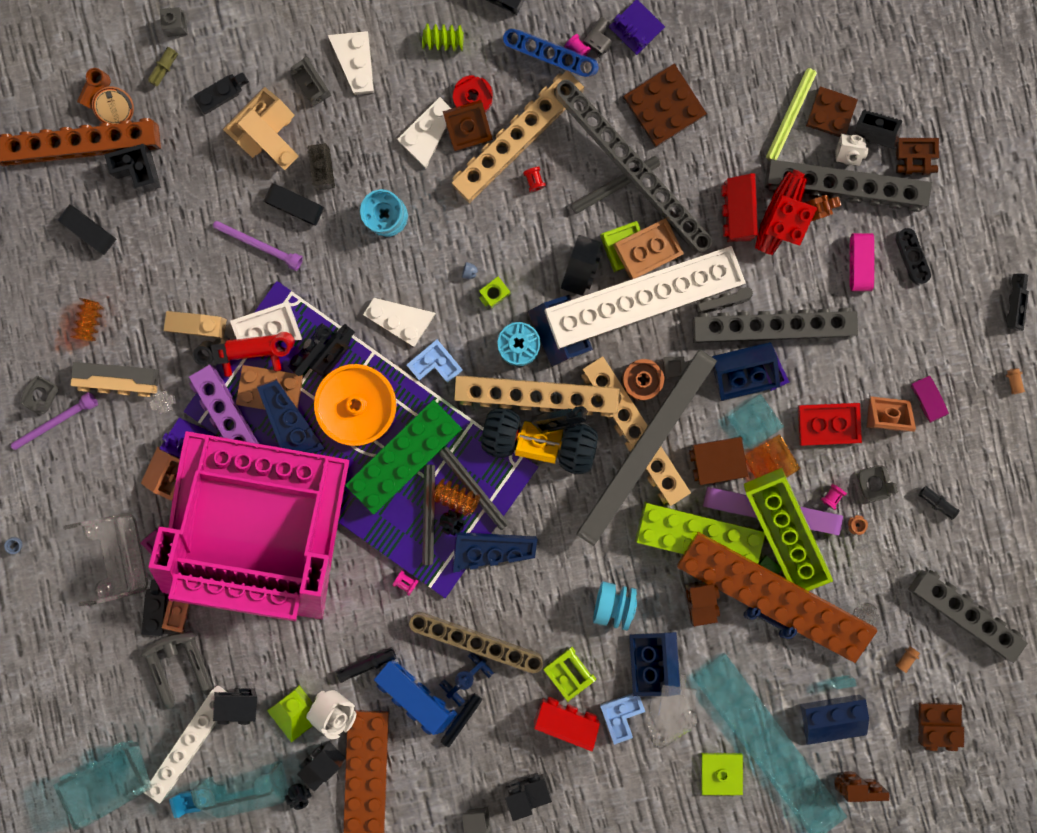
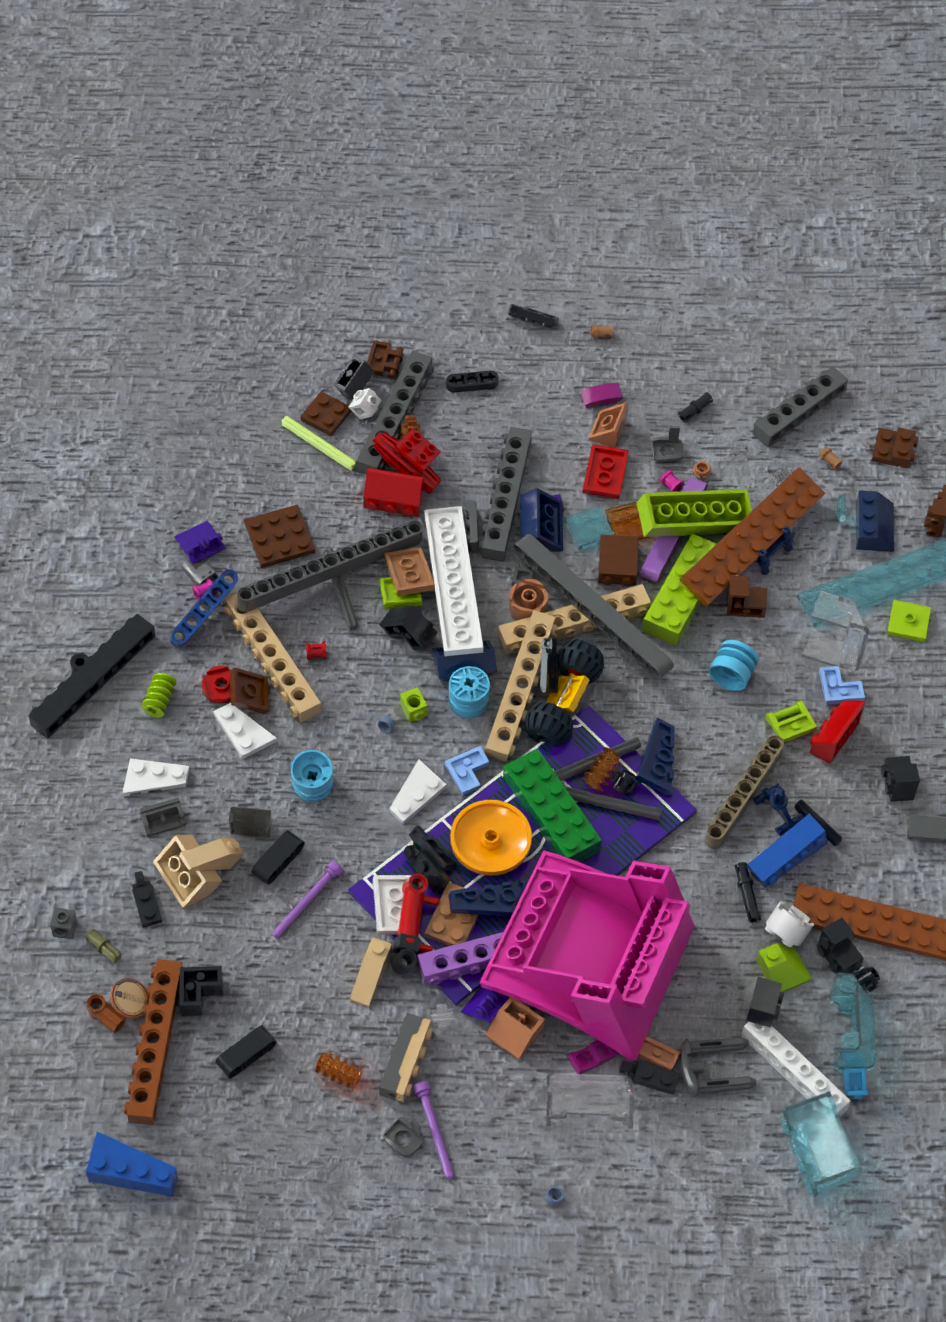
camera: 85 degrees left, 30 degrees down
(402, 577) = (674, 840): dark pink bush -> none
(654, 662) = (795, 648): dark blue slope -> none
(861, 262) = (466, 417): dark pink beam -> none

